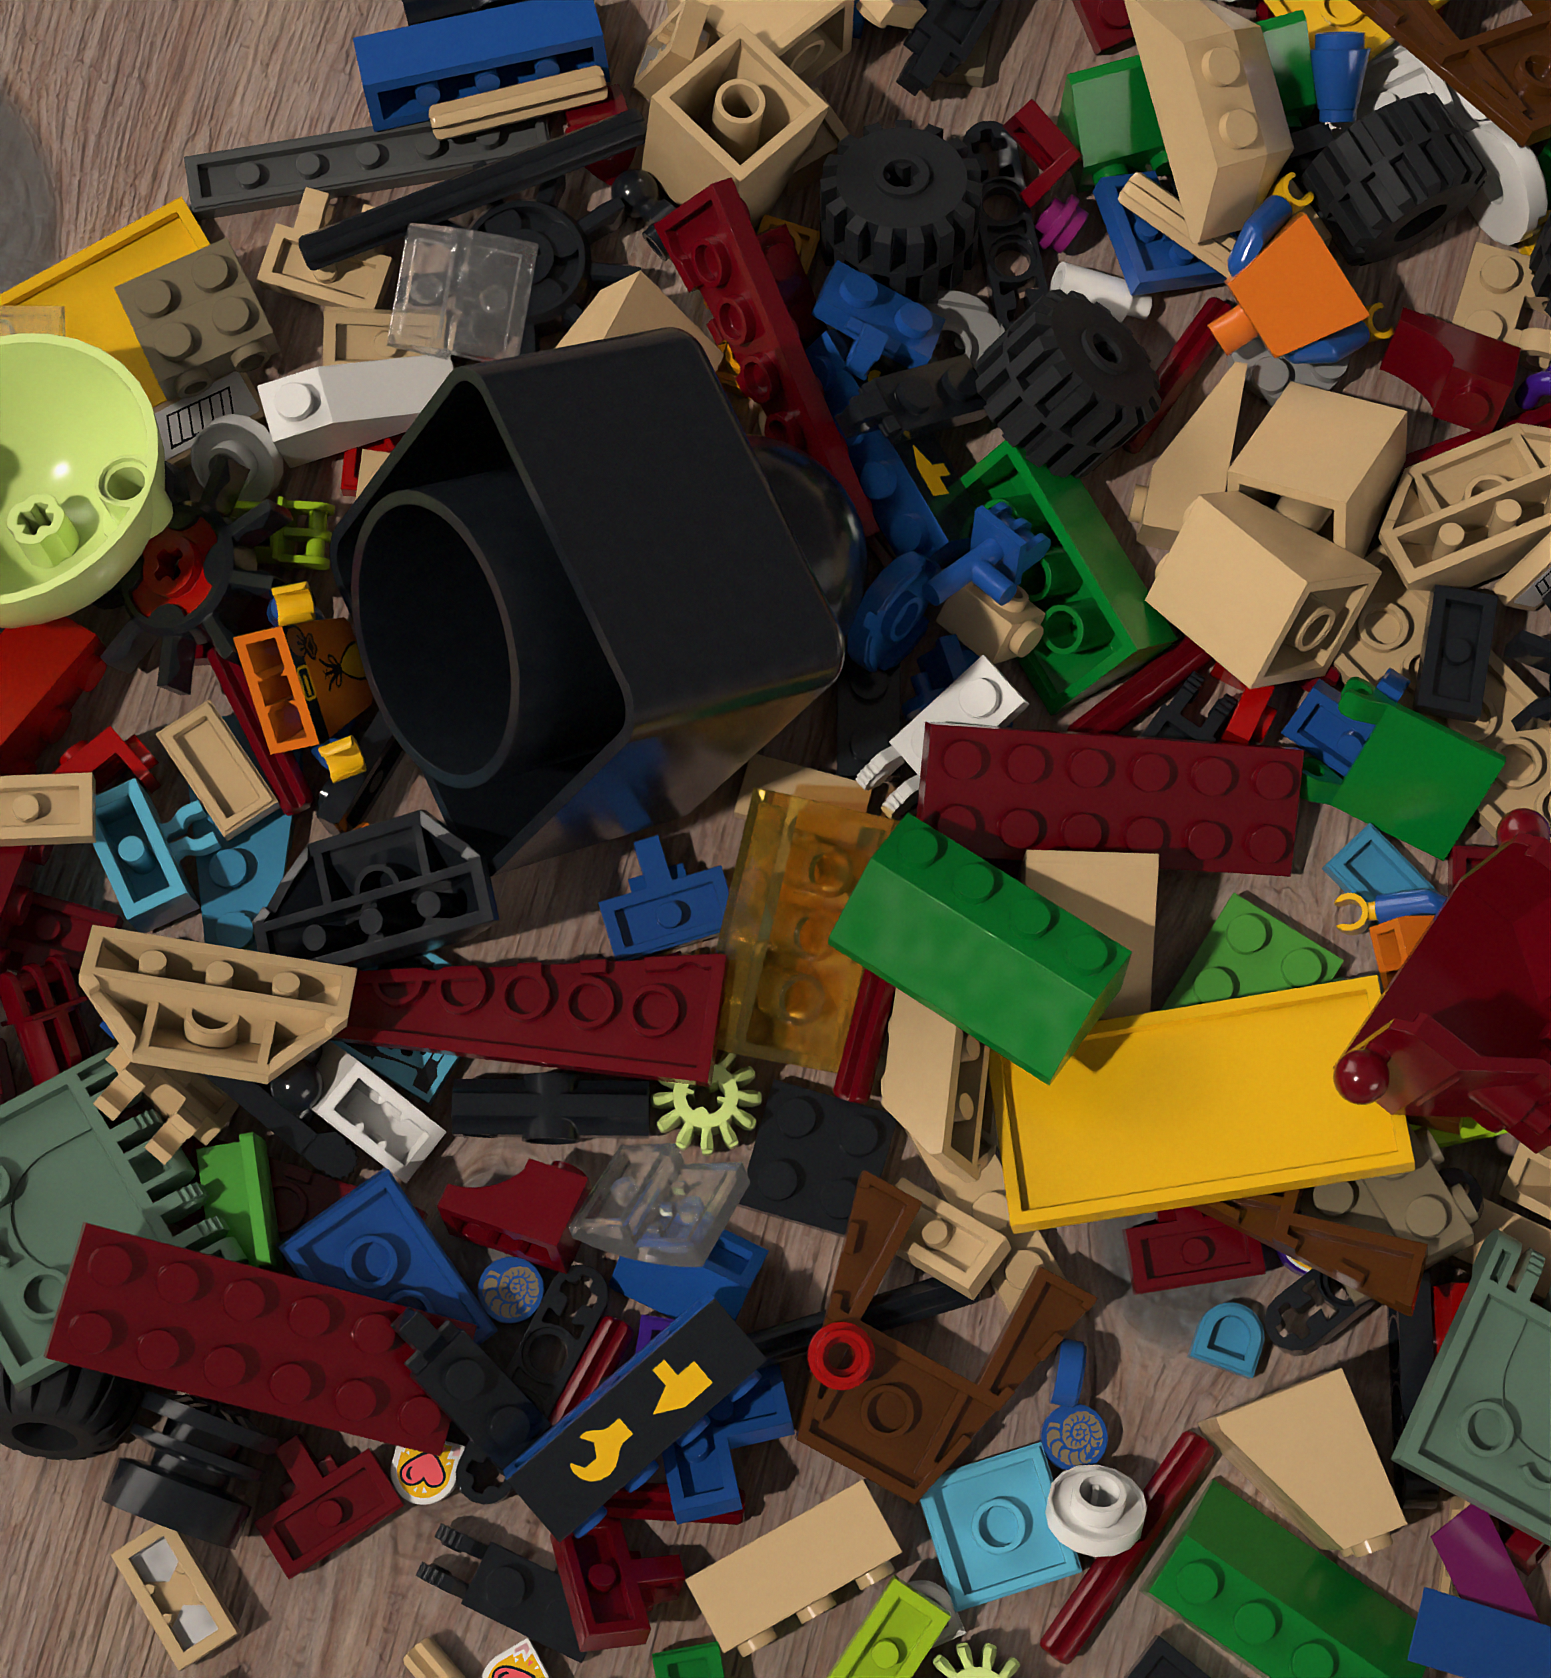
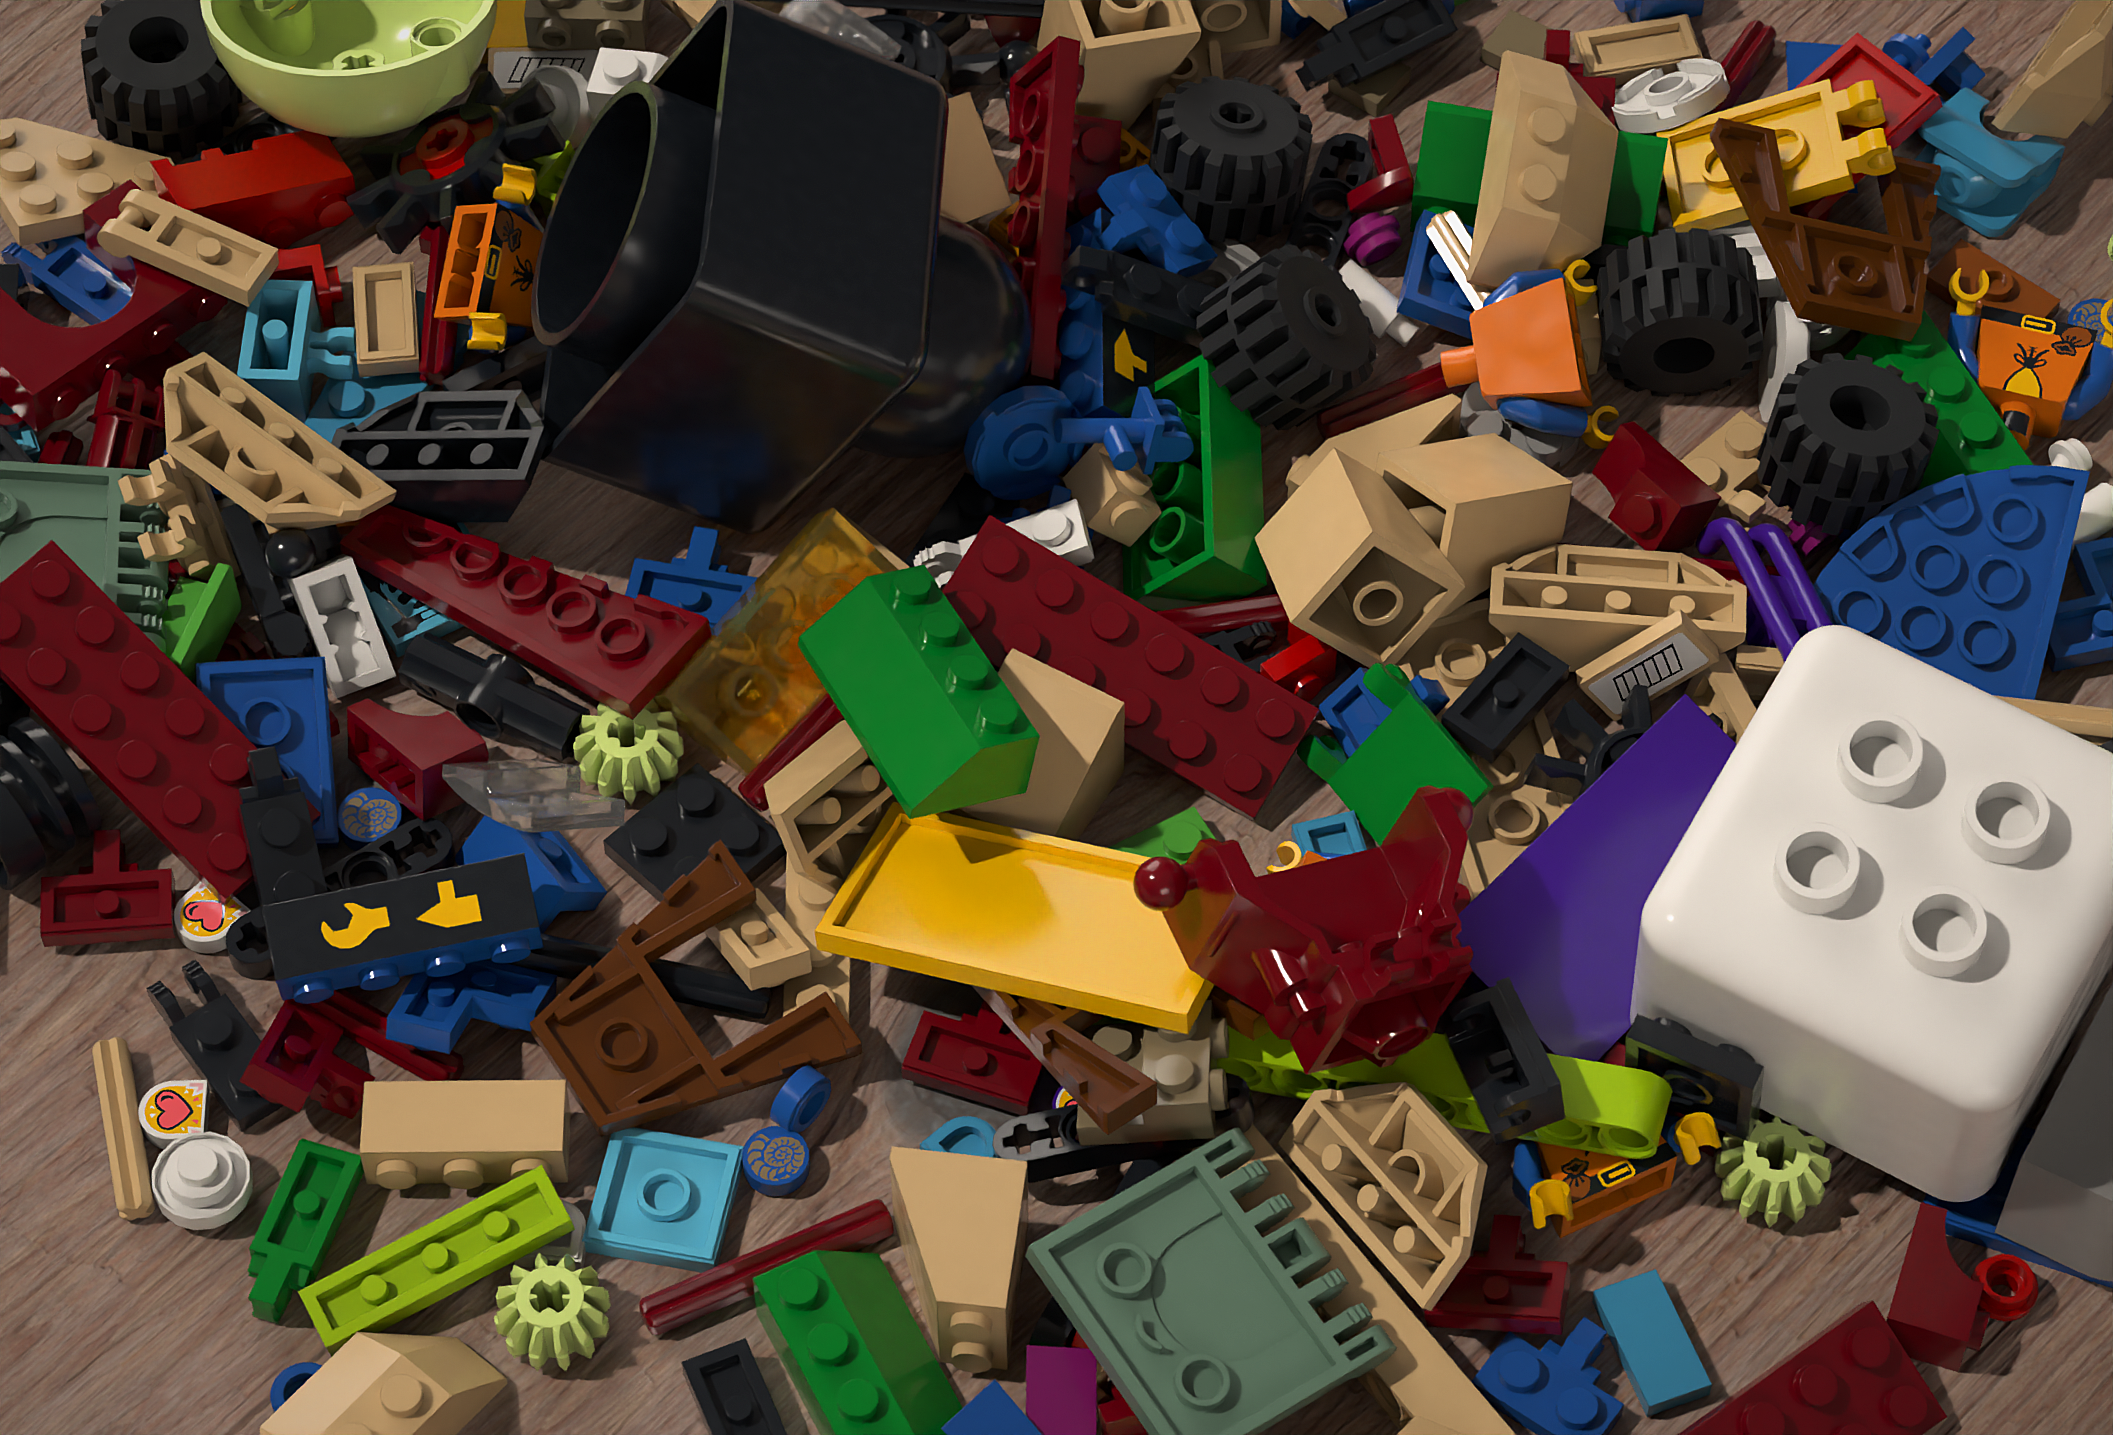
camera: 30 degrees right, 20 degrees down
(856, 1371) = (601, 950): red plate -> none
(1096, 1510) = (752, 1208): white plate -> none
(1339, 73) = (1684, 201): blue cone -> none

